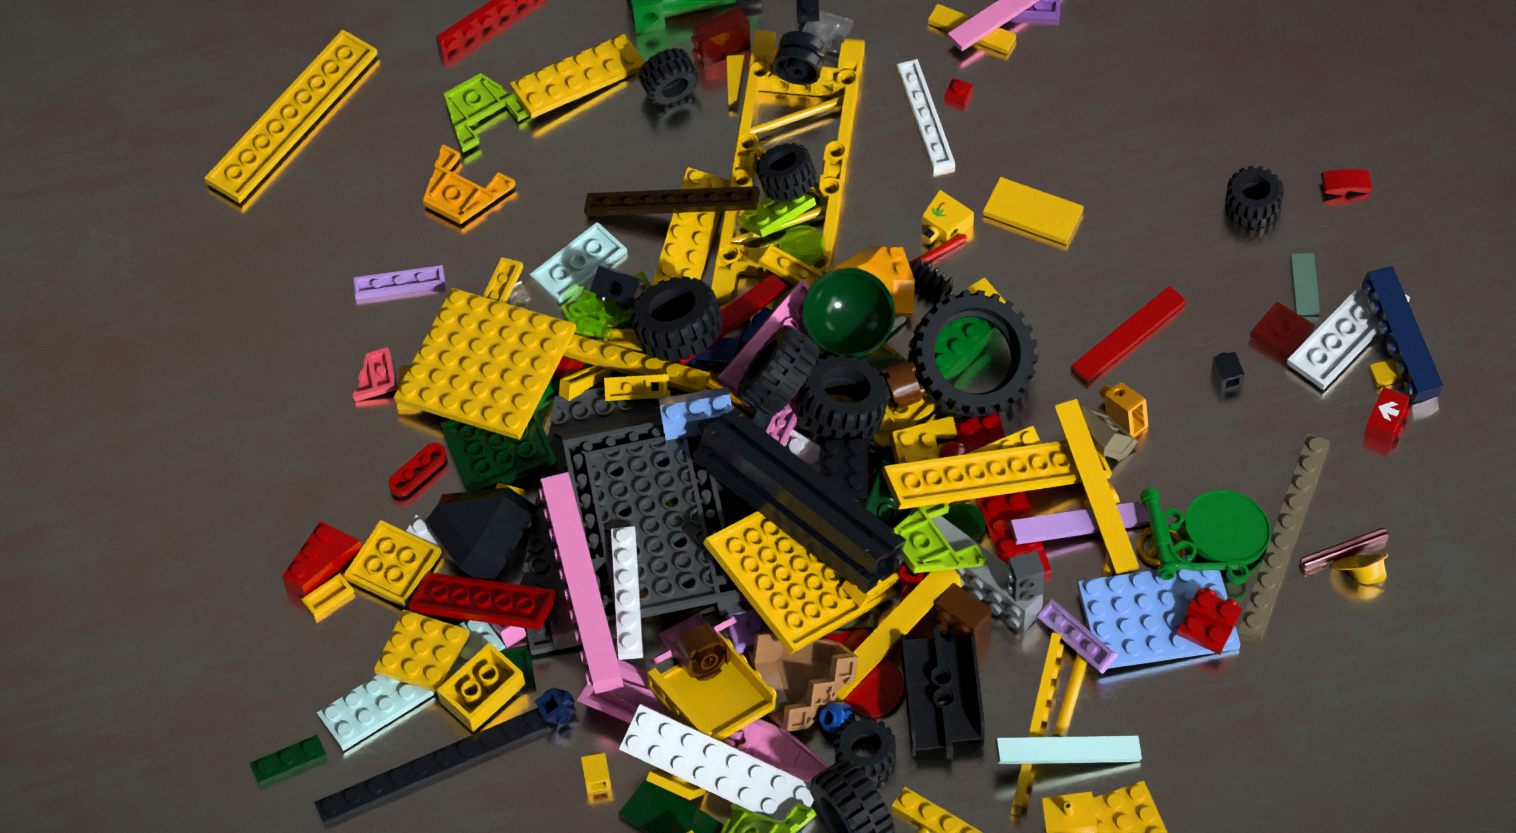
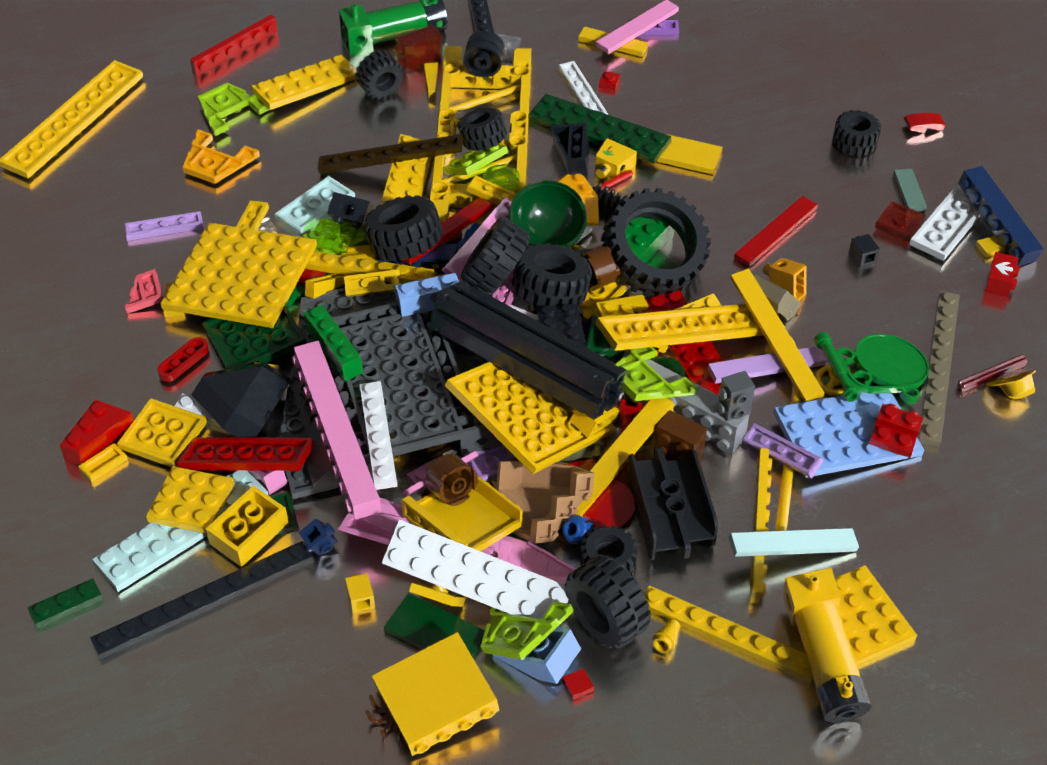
camera: 10 degrees left, 10 degrees down
(585, 473) = (333, 343): none -> green brick
(898, 200) = (572, 146): none -> black wedge
(934, 168) = (556, 111): none -> dark green plate

